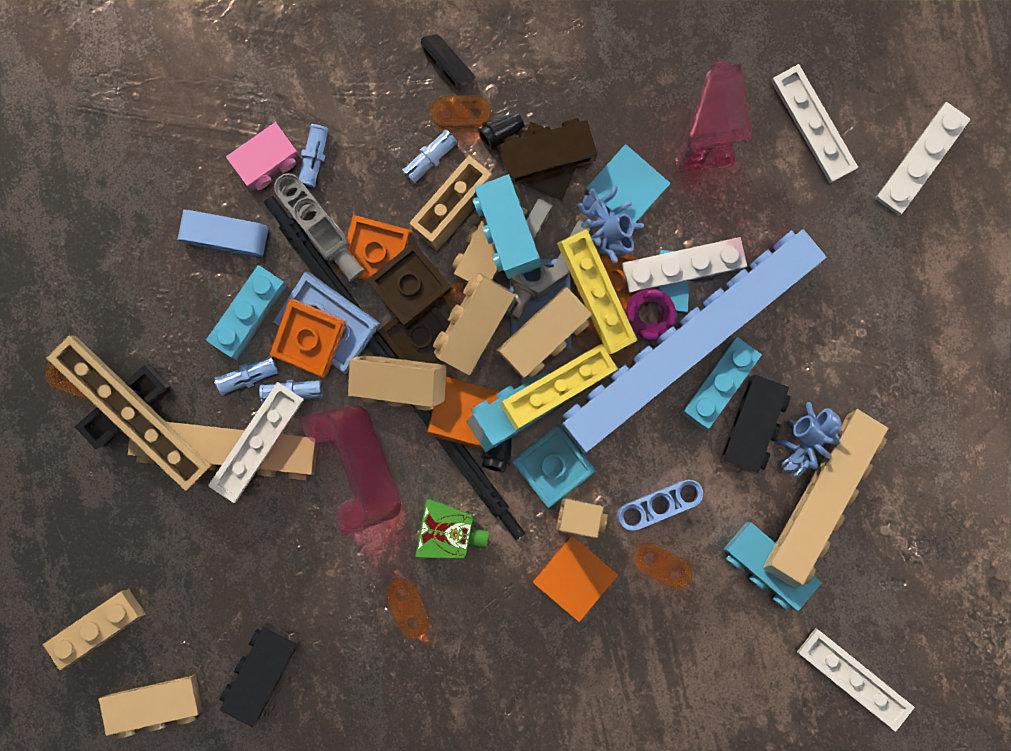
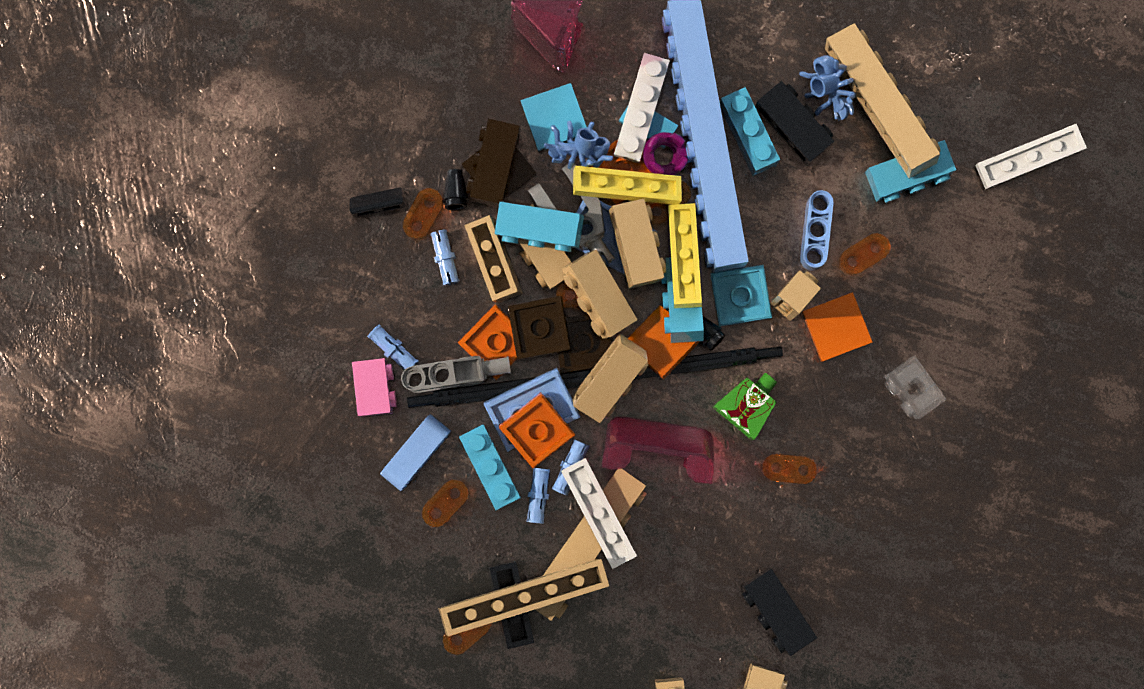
camera: 55 degrees left, 0 degrees up
(190, 289) = (445, 503): none -> clear orange plate
(570, 678) = (927, 393): none -> clear brick

